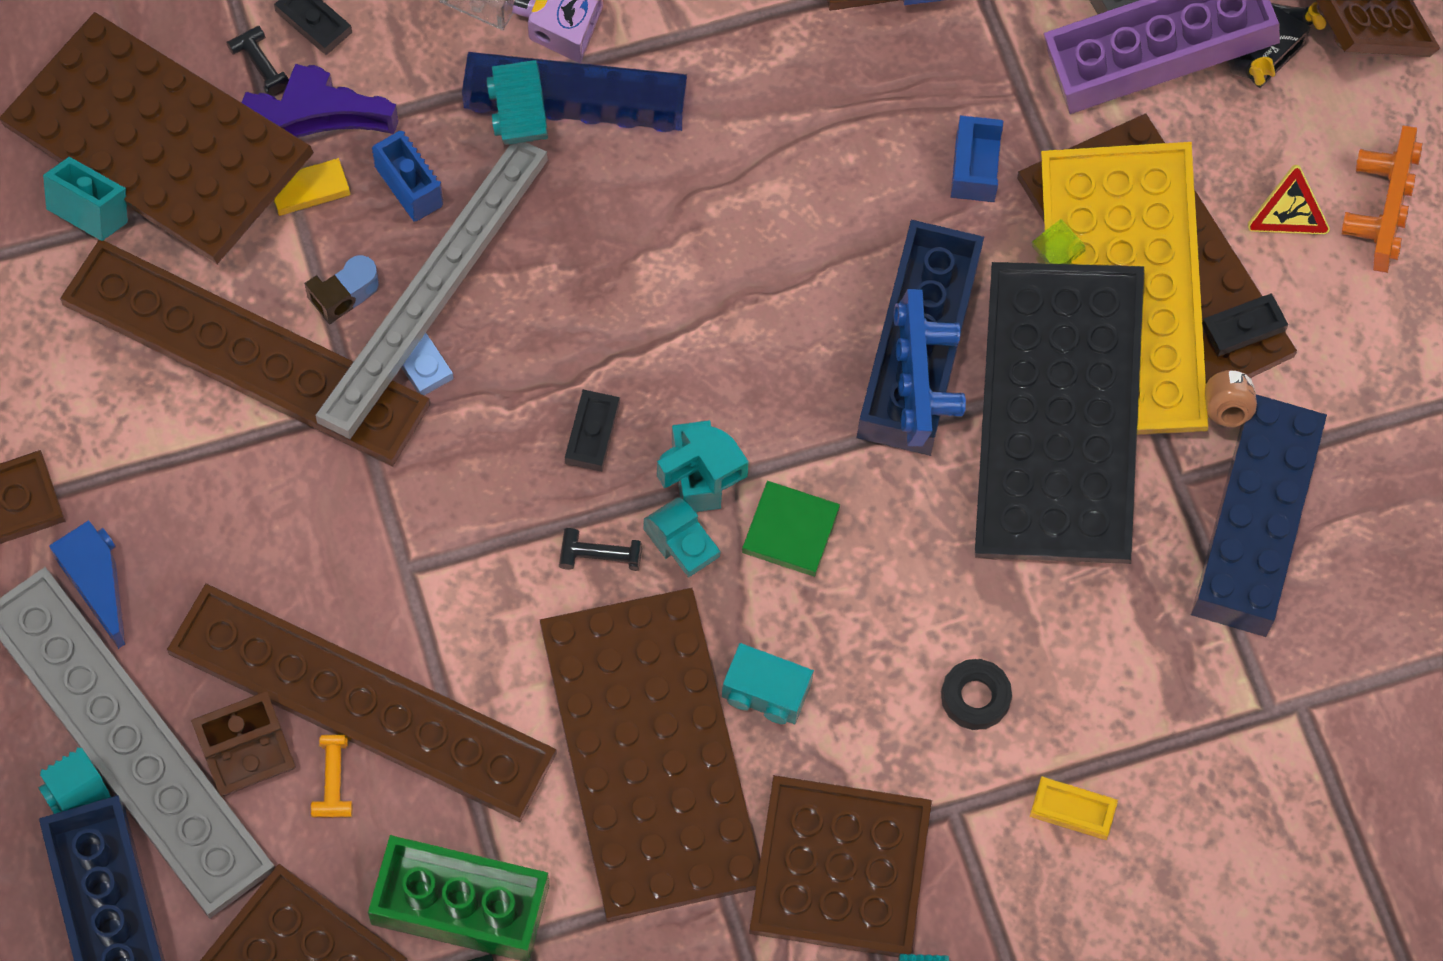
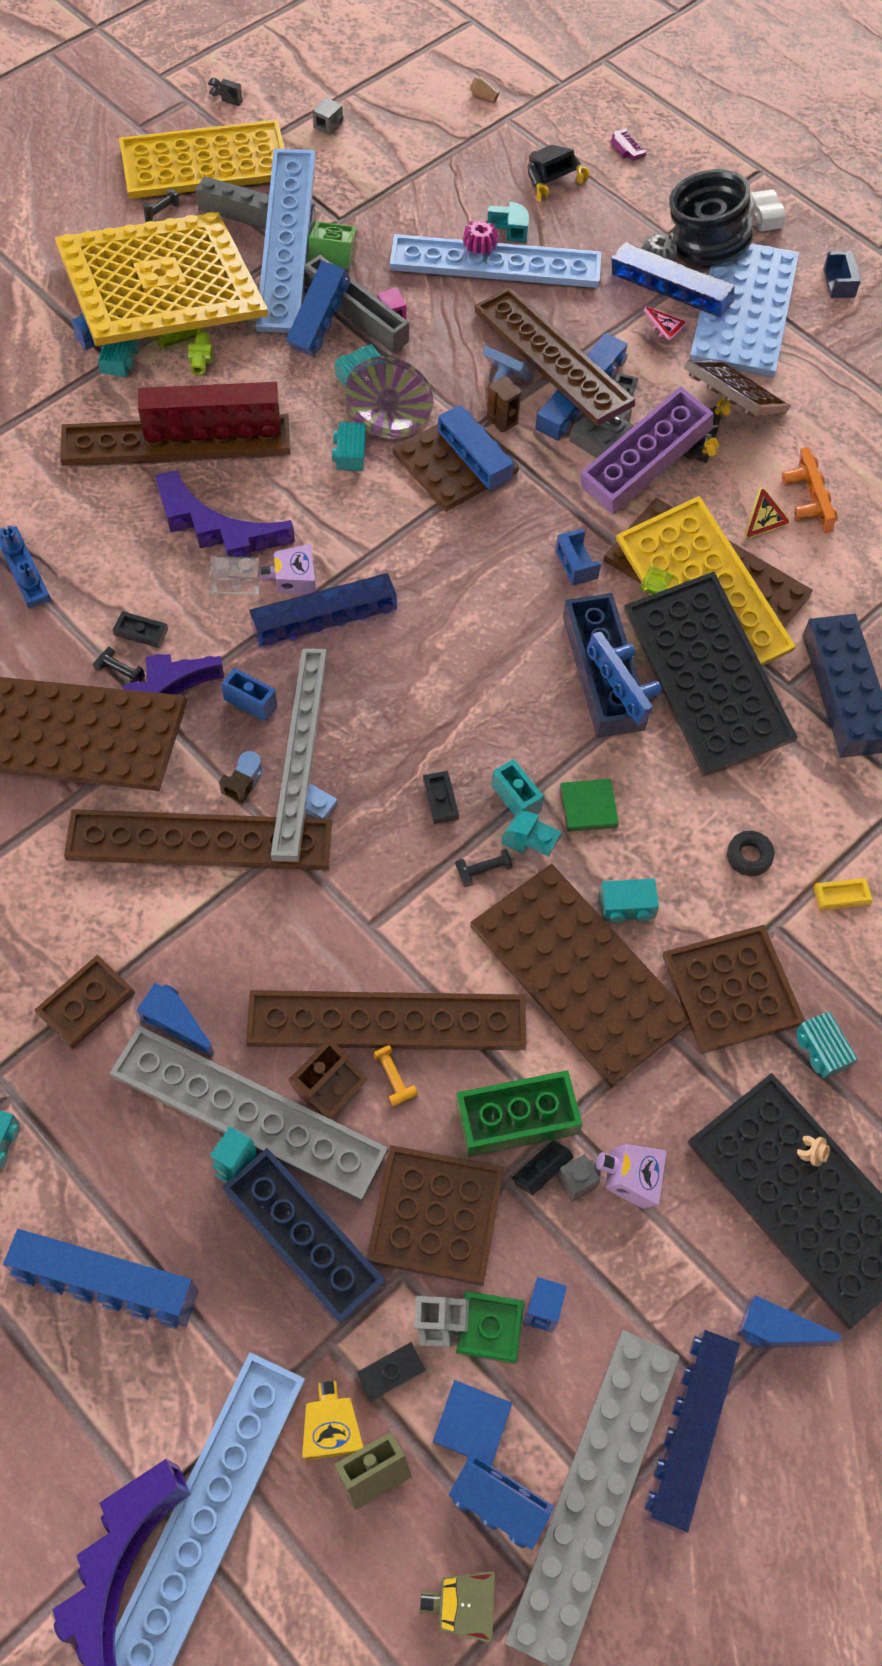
camera: 25 degrees left, 5 degrees down
(85, 198) = (51, 787): teal brick -> none
(313, 187) = (193, 725): yellow tile -> none
(519, 102) = (298, 624): teal brick -> none
(706, 451) = (528, 775): teal brick -> none
(1230, 398) = (801, 624): nougat head -> none
(1244, 324) = (782, 584): black plate -> none

